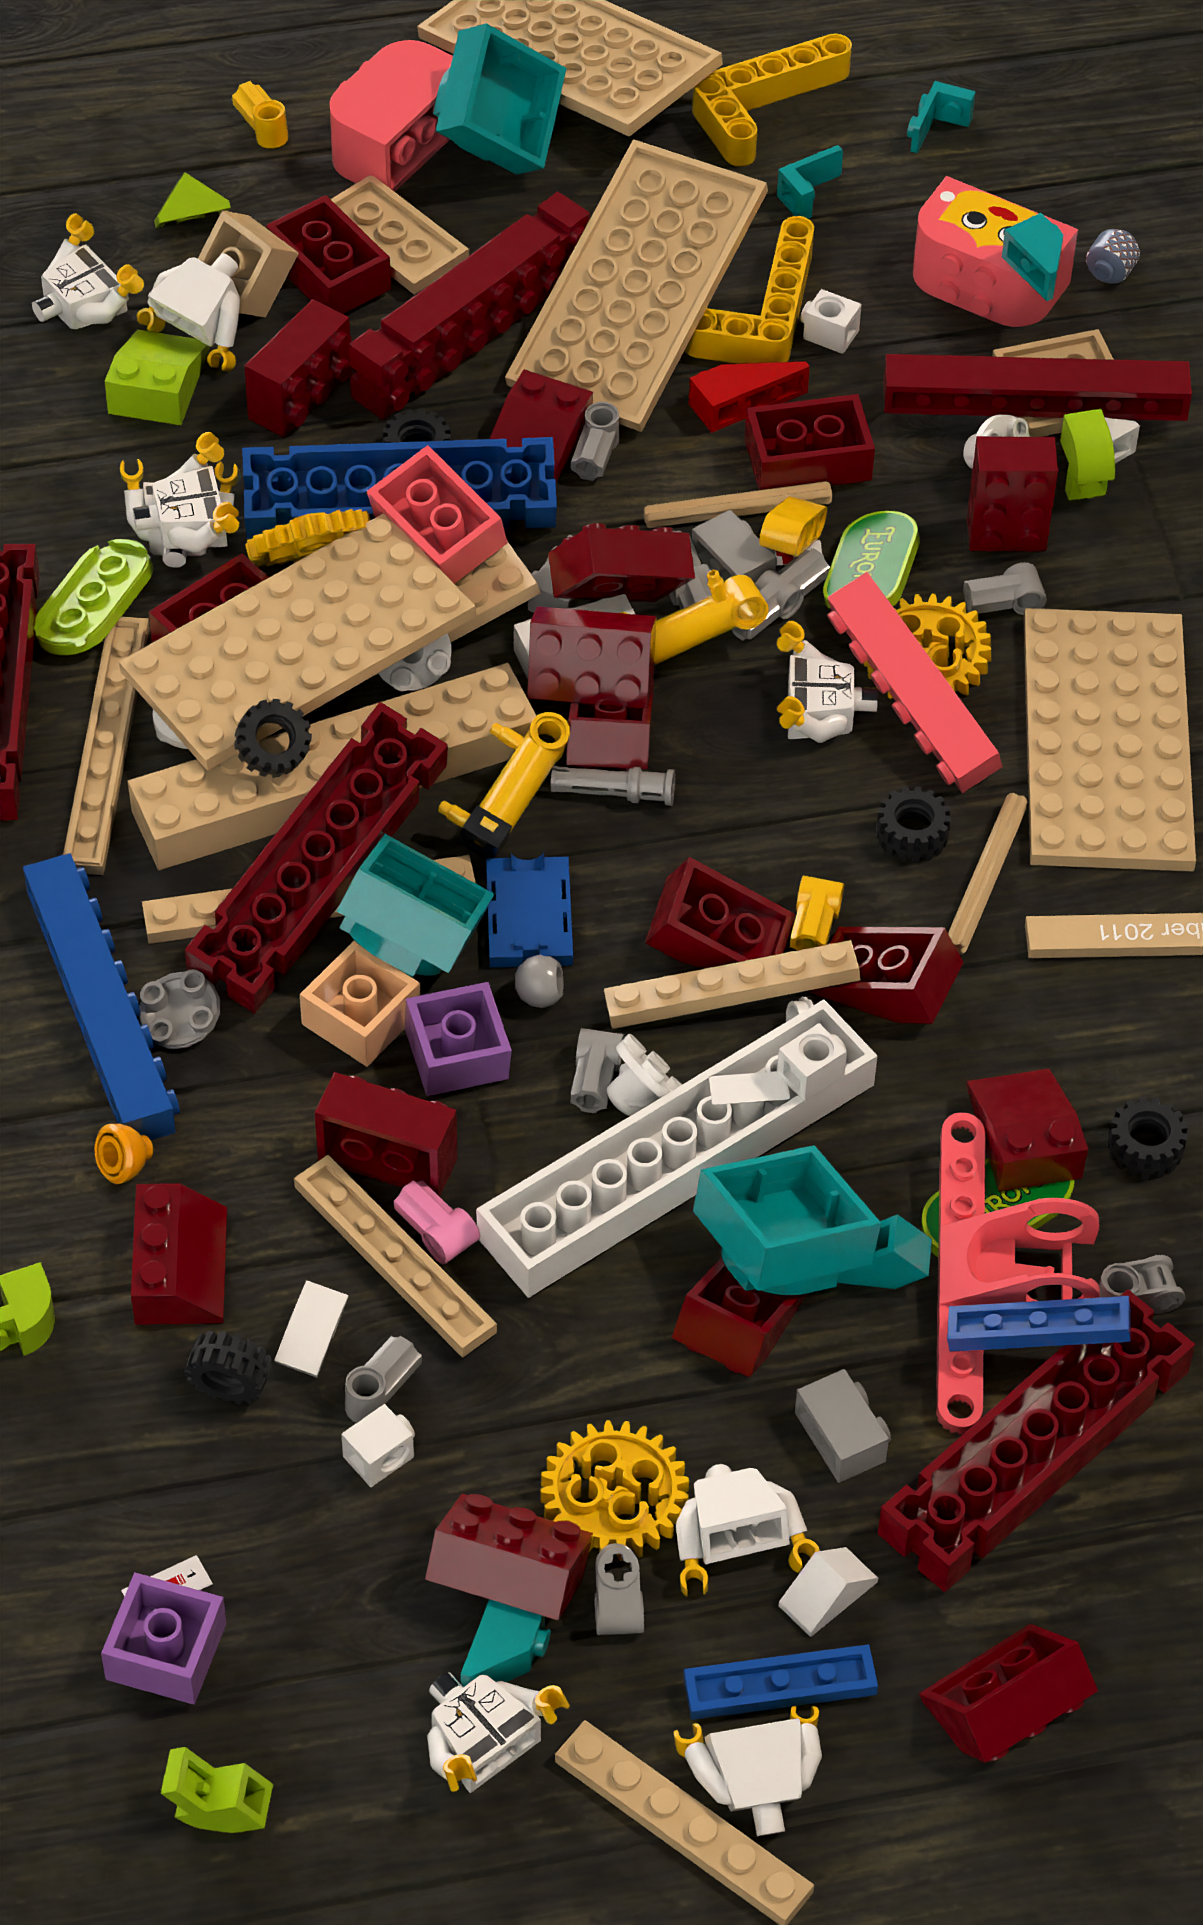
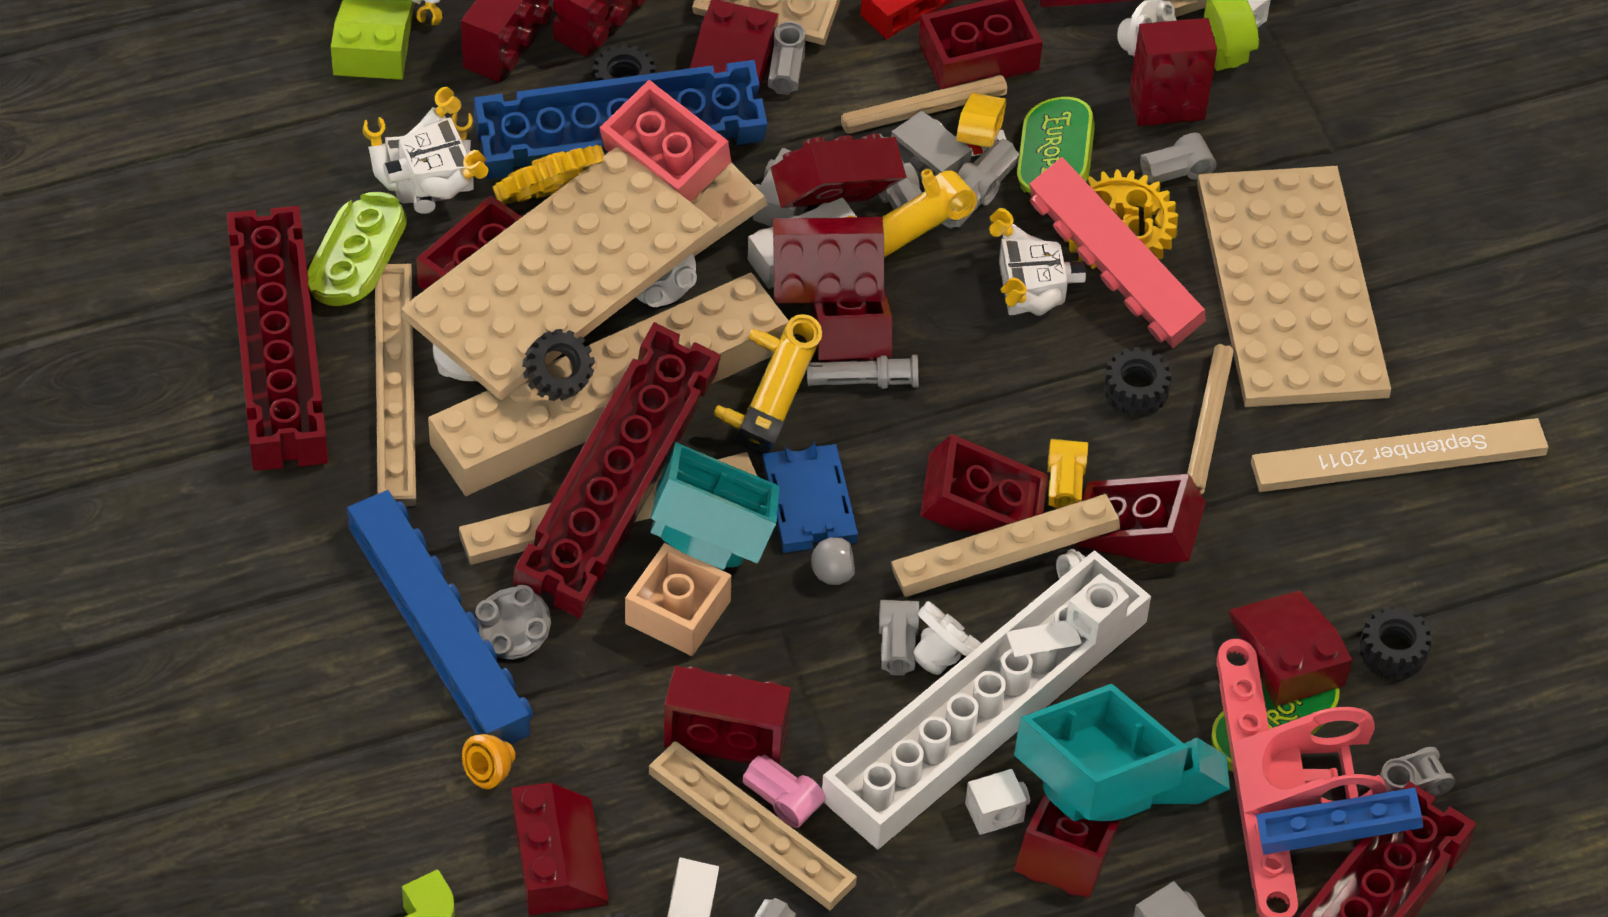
camera: 10 degrees left, 0 degrees up
(457, 1038) = (772, 622): medium lavender brick -> none
(668, 1260) = (996, 801): none -> white brick

